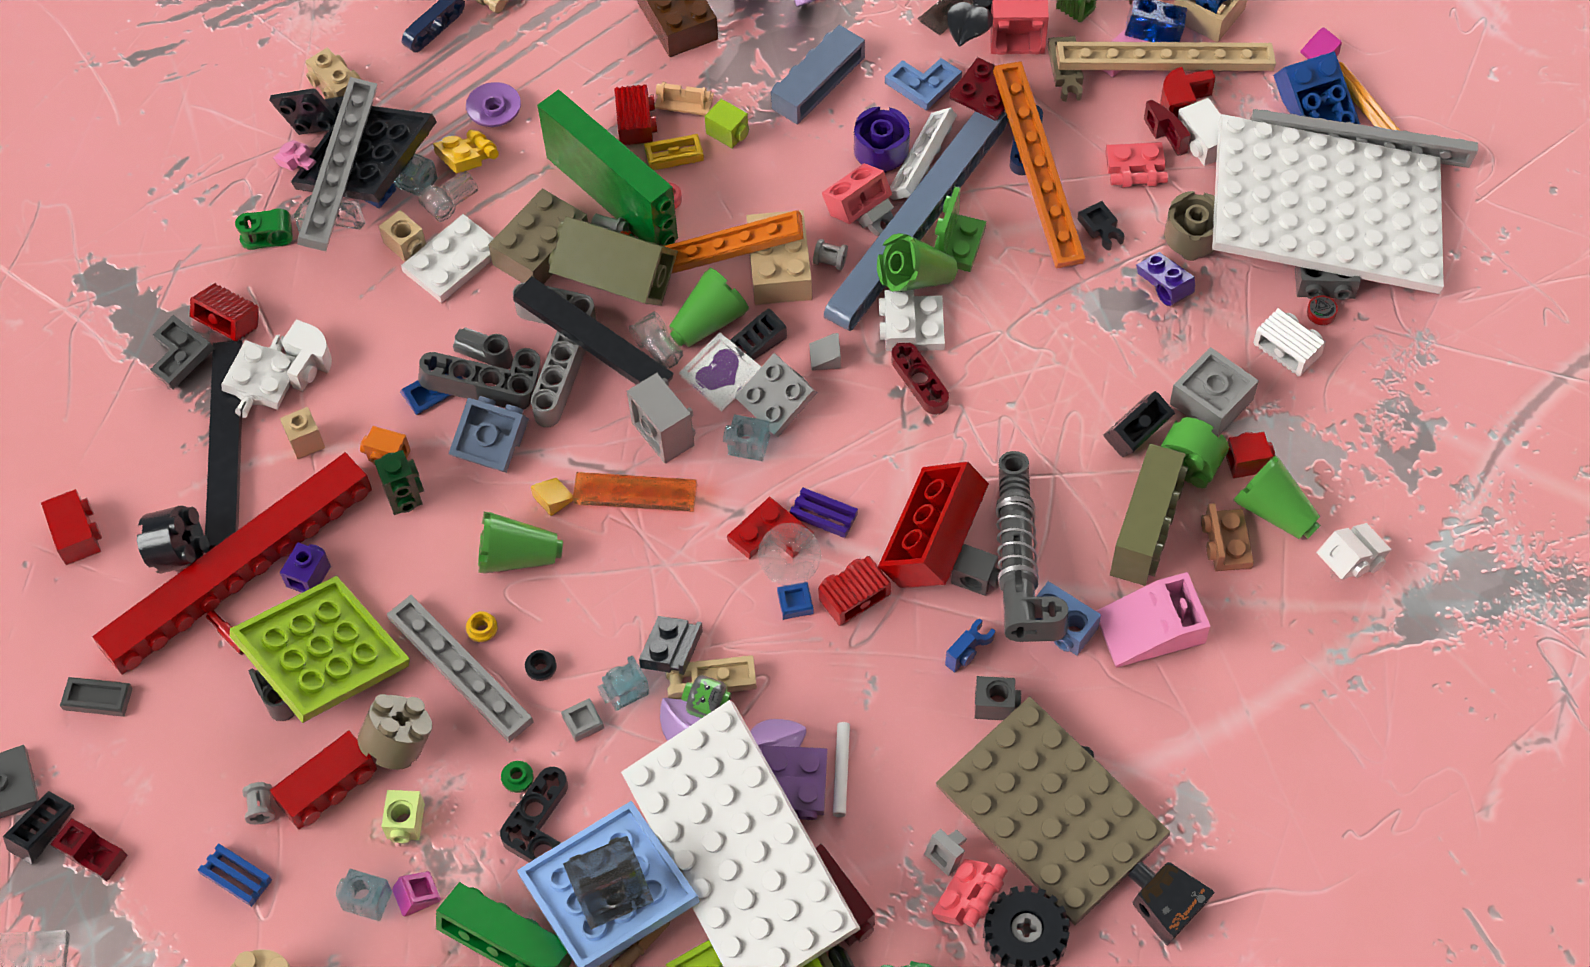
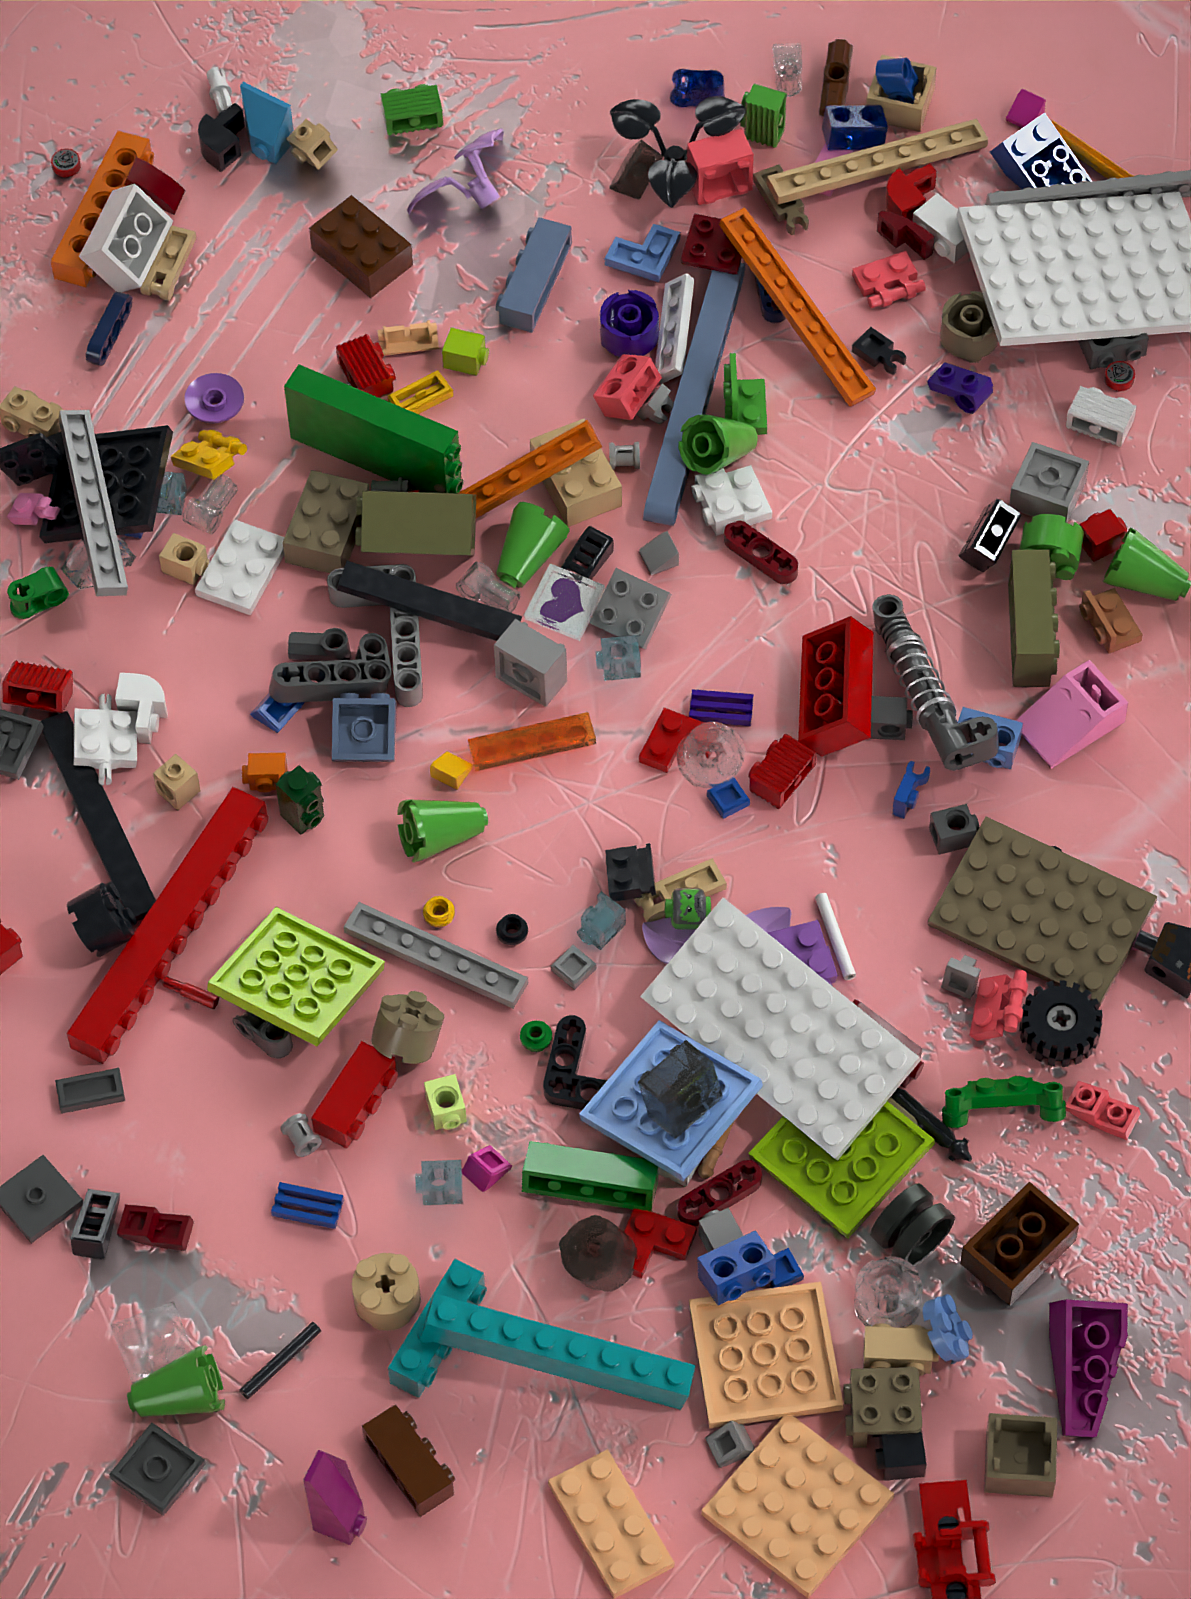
camera: 20 degrees left, 0 degrees up
(305, 567) = (242, 909): dark purple brick -> none

